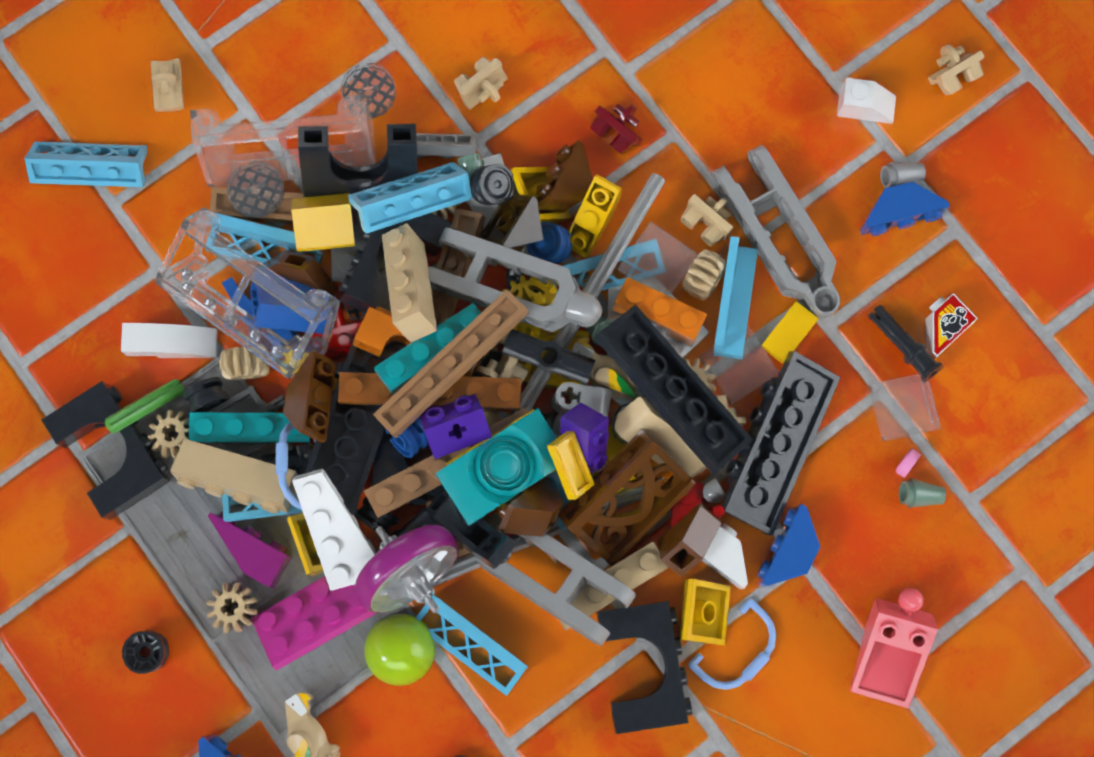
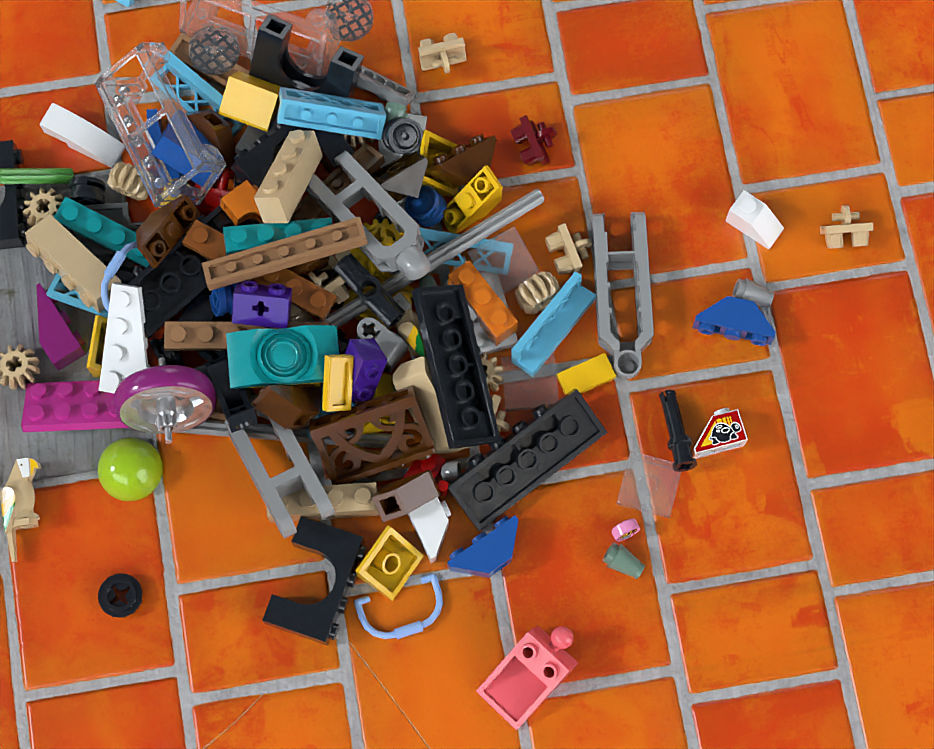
camera: 30 degrees right, 5 degrees down
(481, 639) = (197, 490): medium azure fence -> none

